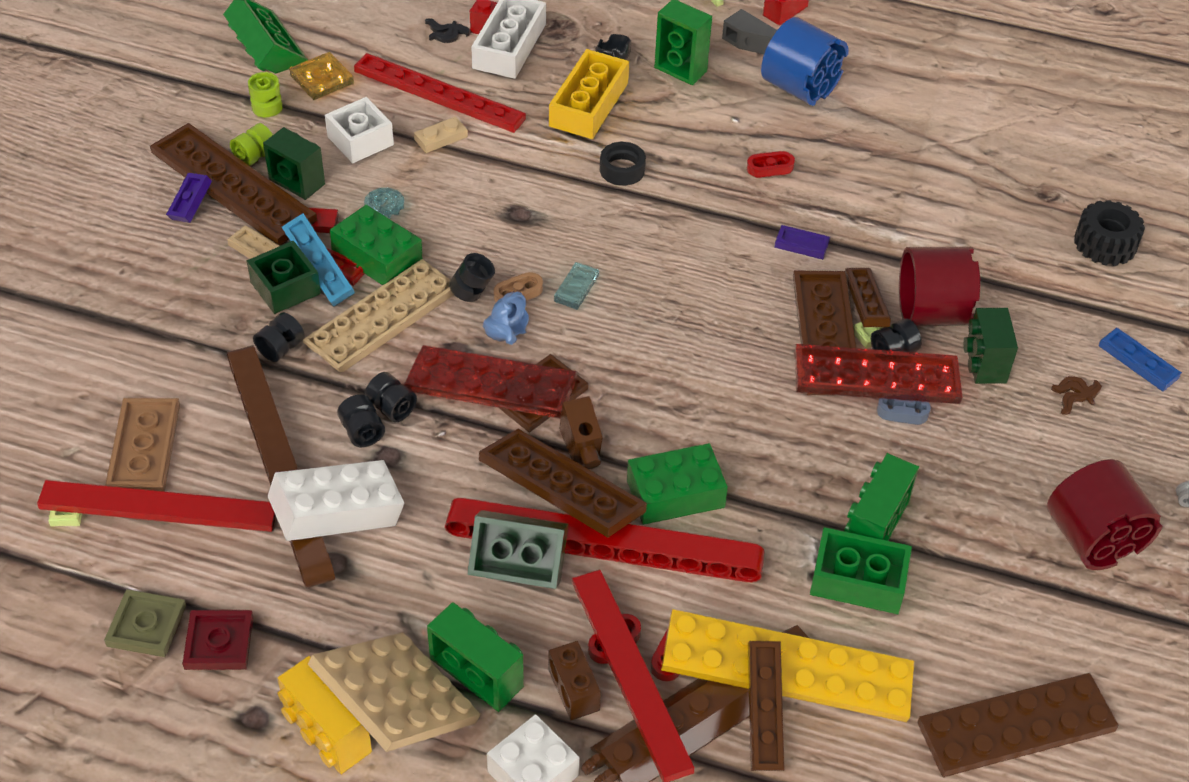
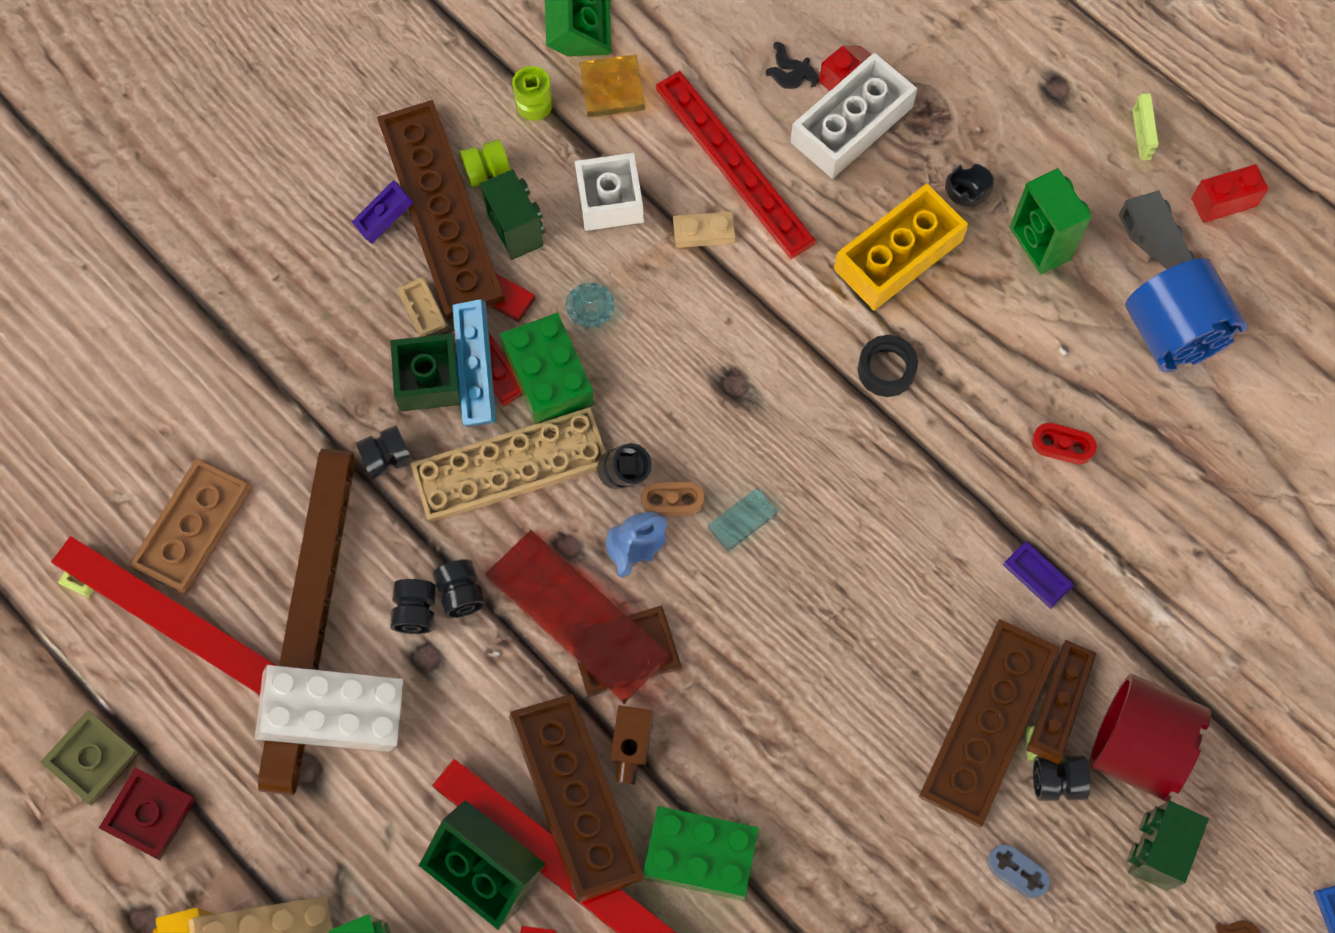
camera: 30 degrees right, 20 degrees up
(877, 374) = (1008, 821): clear red plate -> none

